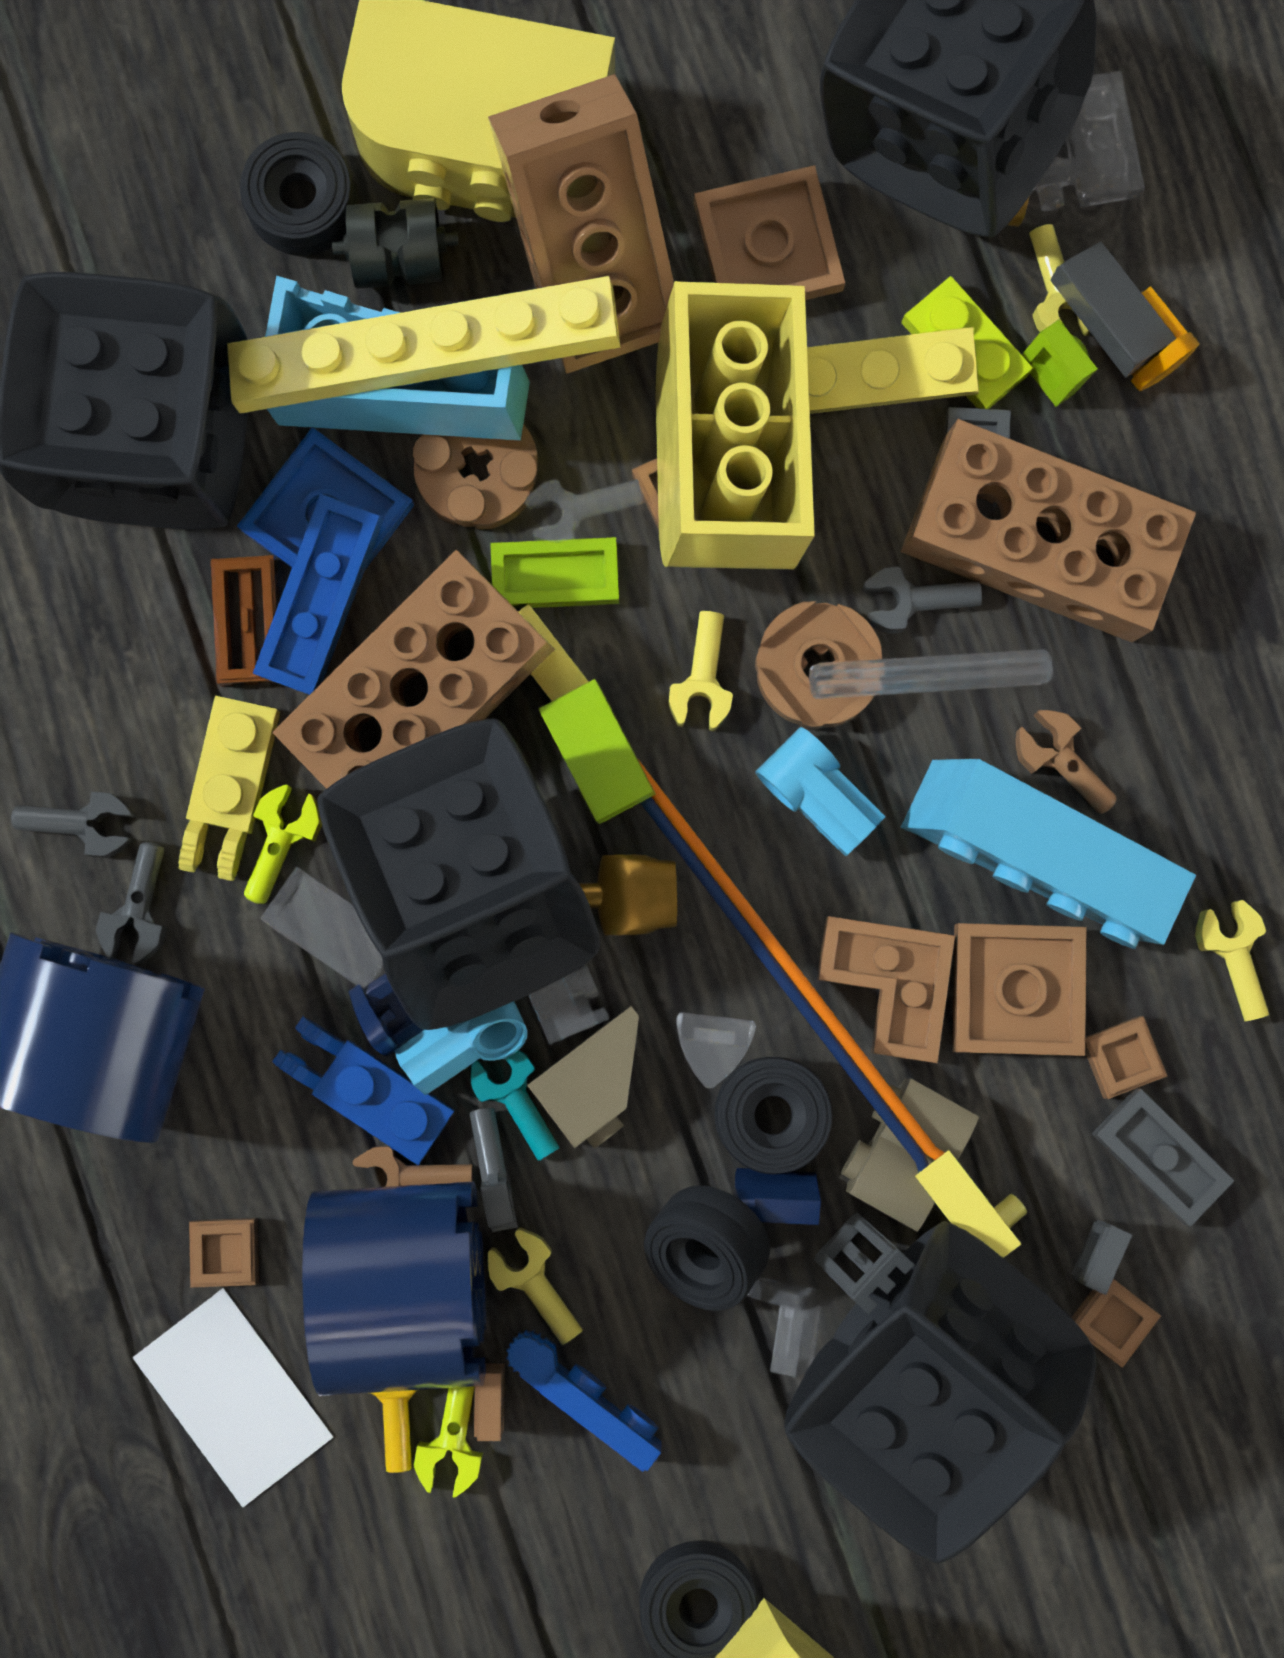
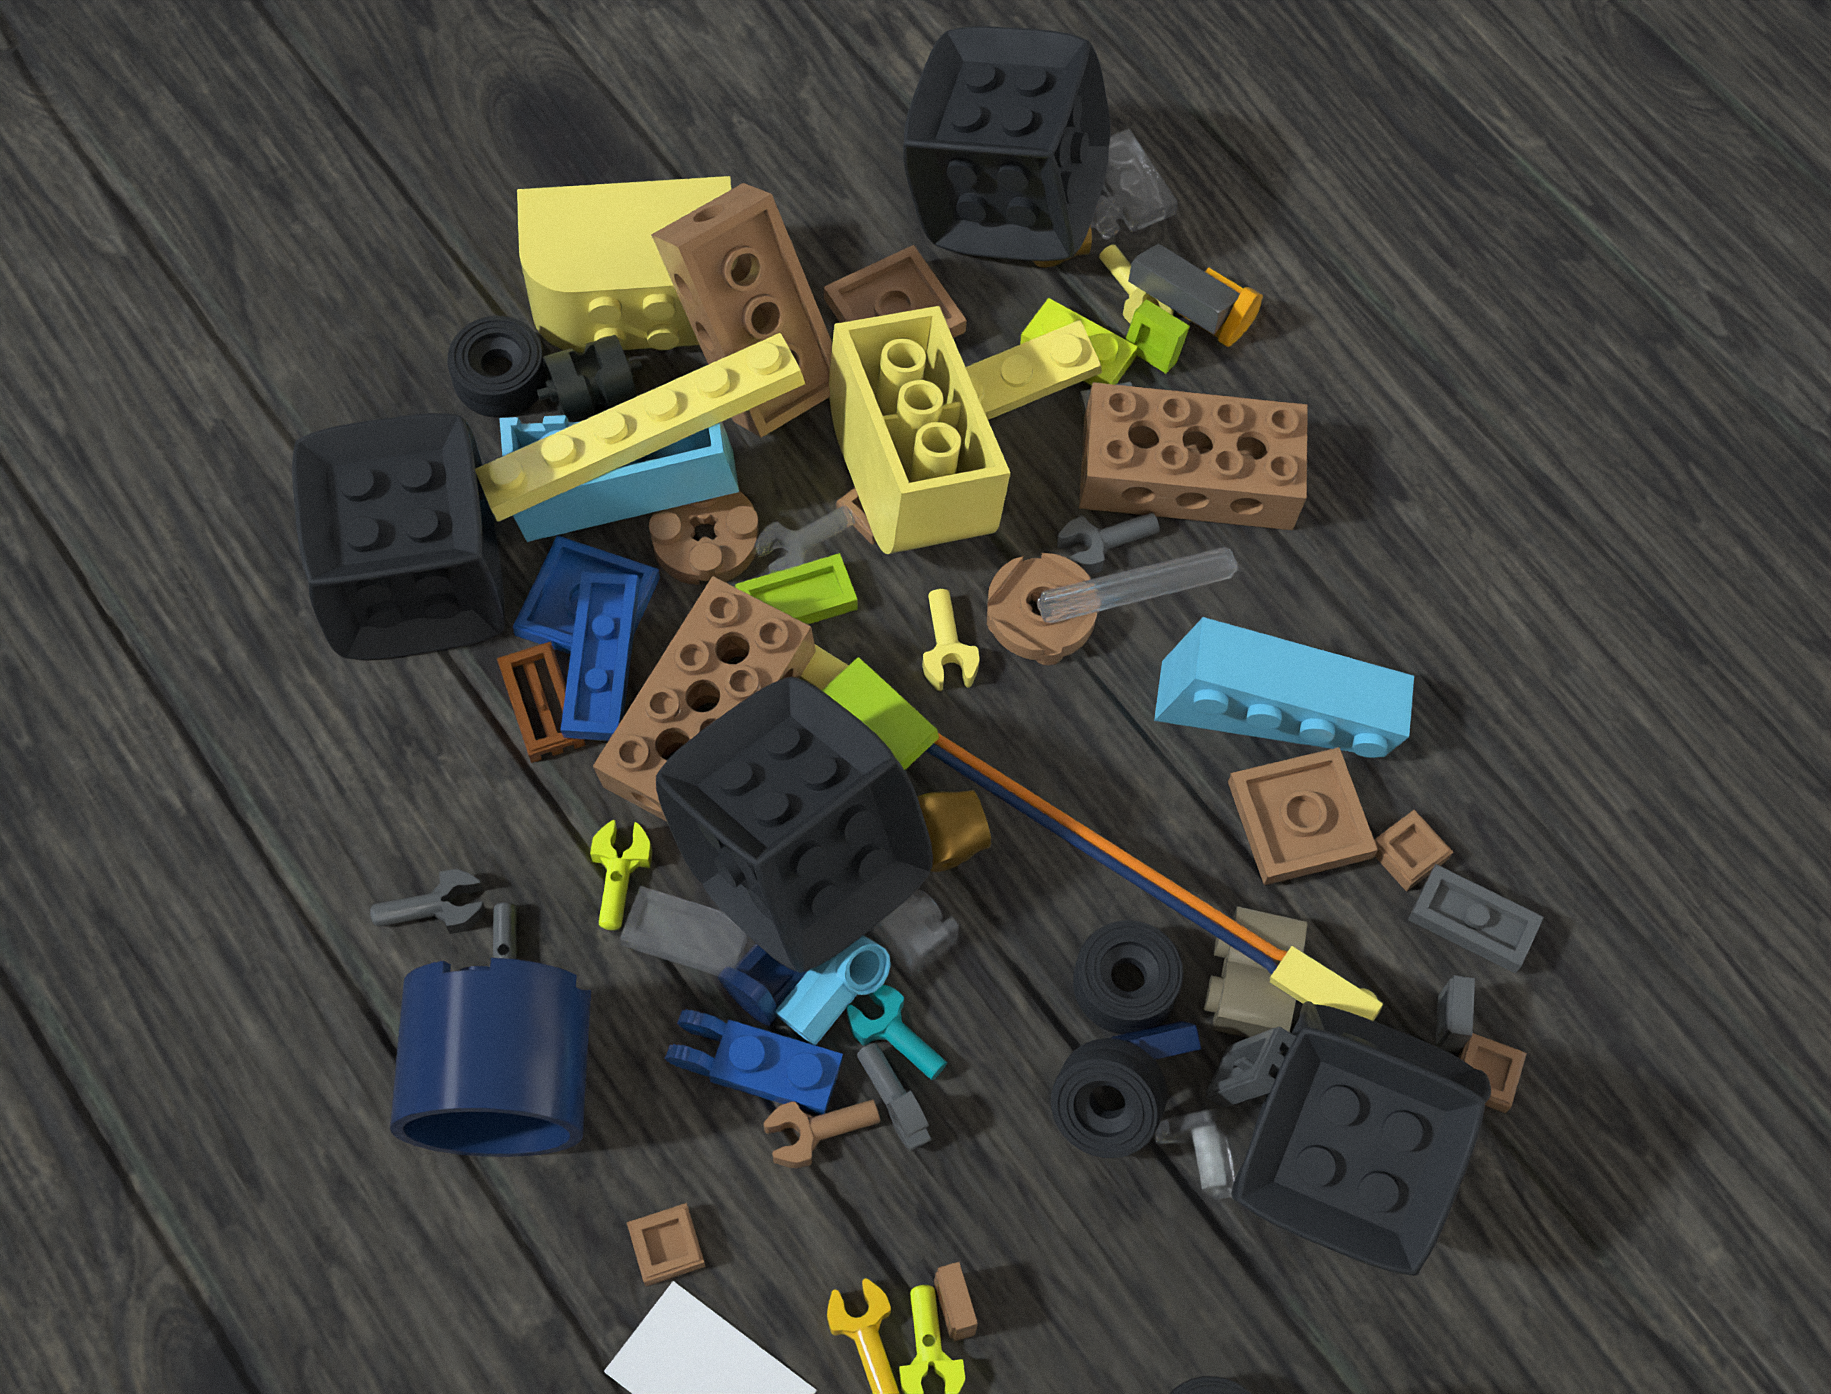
camera: 15 degrees left, 20 degrees down
(229, 781) = (560, 833): light yellow hinge -> none
(393, 1289) = (844, 1200): dark blue brick -> none
(535, 1284) = (961, 1188): light yellow bar -> none
(580, 1397) = (1038, 1274): blue hinge -> none
(591, 1083) = (958, 992): dark tan slope -> none
(713, 1044) = (1054, 919): clear tile -> none
(808, 780) = (1065, 696): medium azure piece -> none
(907, 969) = (1201, 825): medium nougat plate -> none
(1063, 759) = (1261, 607): medium nougat bar -> none
(1237, 954) = (1471, 741): light yellow bar -> none

